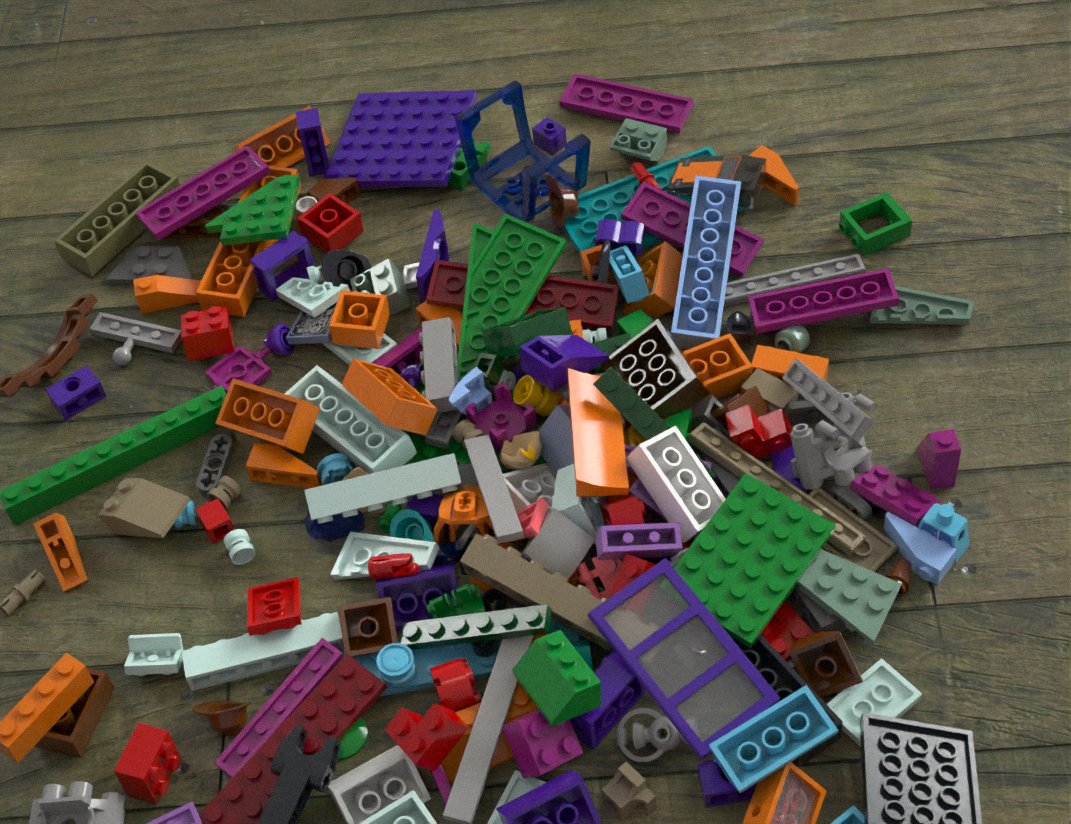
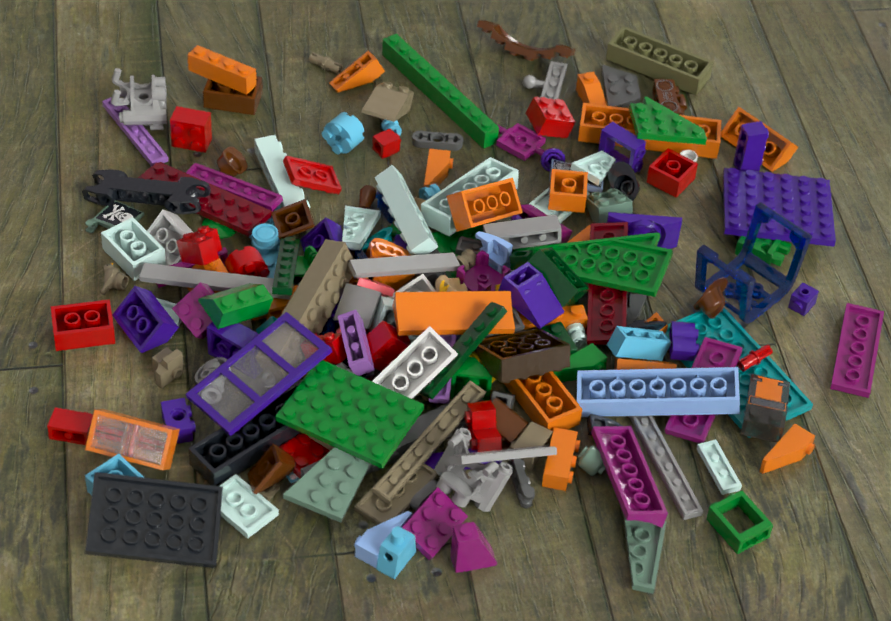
camera: 75 degrees right, 5 degrees down
(76, 393) = (492, 63): dark purple brick -> none
(154, 654) = (276, 126): light aqua bracket -> none
(194, 565) = (343, 133): none -> medium azure brick
(202, 192) = (683, 93): magenta plate -> none
(225, 491) = (410, 145): dark tan wheel -> none
(240, 549) = (365, 157): light aqua wheel -> none
(268, 415) = (469, 151): orange brick -> none
(319, 548) = (367, 196): none -> reddish brown cone
(343, 188) = (709, 174): reddish brown slope -> none
(392, 566) = (339, 223): red hinge -> none
(640, 140) = (802, 355): sand green slope -> none
(772, 739) = (190, 422): medium azure slope -> none
(796, 233) = (719, 467): none -> light aqua plate
(901, 573) = (354, 525): reddish brown cone -> none

